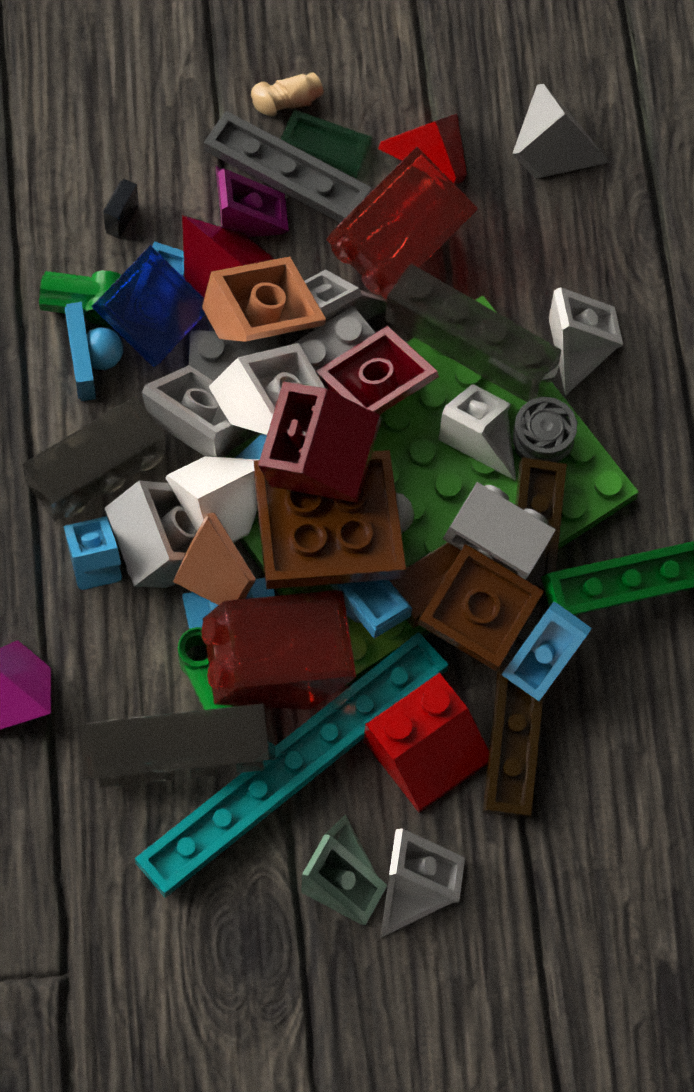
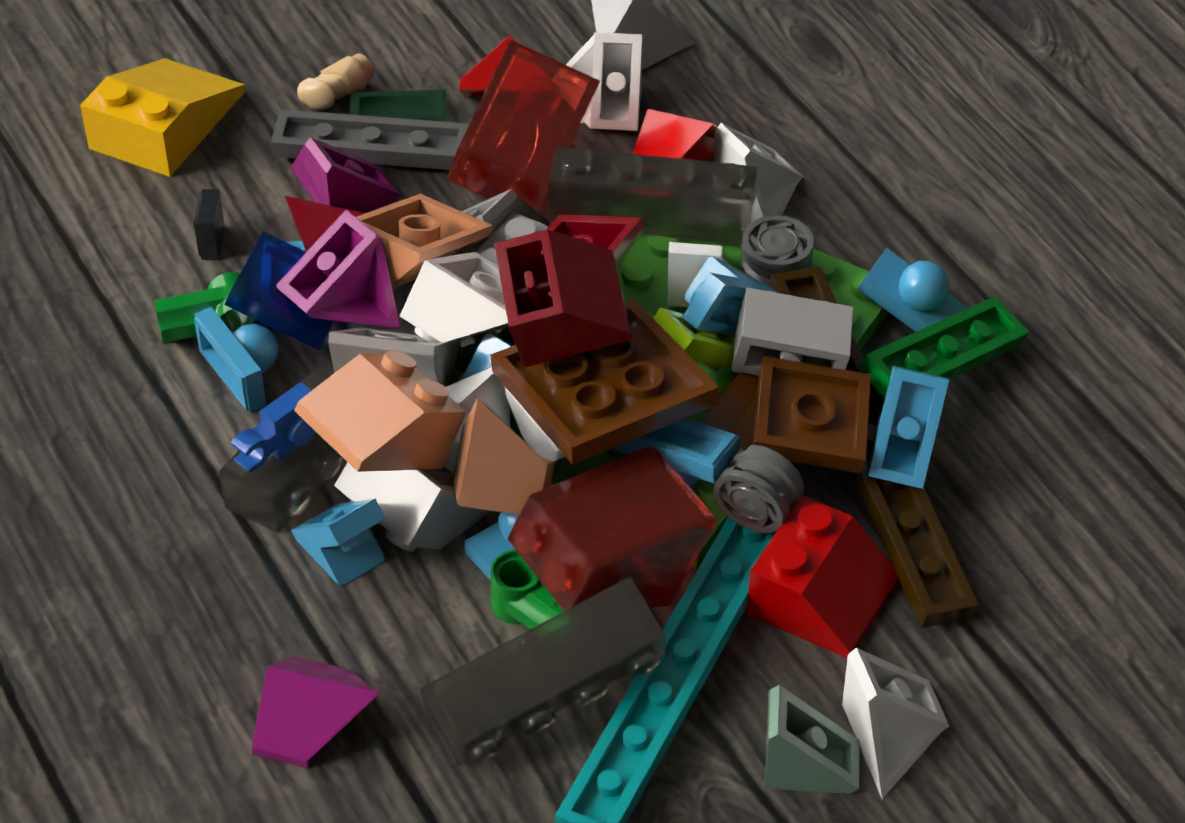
camera: 20 degrees left, 20 degrees down
(78, 451) = (278, 432): none -> blue plate
(133, 67) = (156, 113): none -> yellow slope
(148, 482) = (384, 414): none -> slope
(188, 321) = (344, 277): none -> magenta slope
(408, 655) = (759, 487): none -> dark grey wheel
(429, 497) = (708, 347): none -> lime plate
(466, 463) = (718, 296): none -> dark azure slope
(504, 188) = (618, 65): none -> white slope
(523, 279) = (675, 137): none -> slope
(637, 511) = (912, 292): none -> dark azure tile

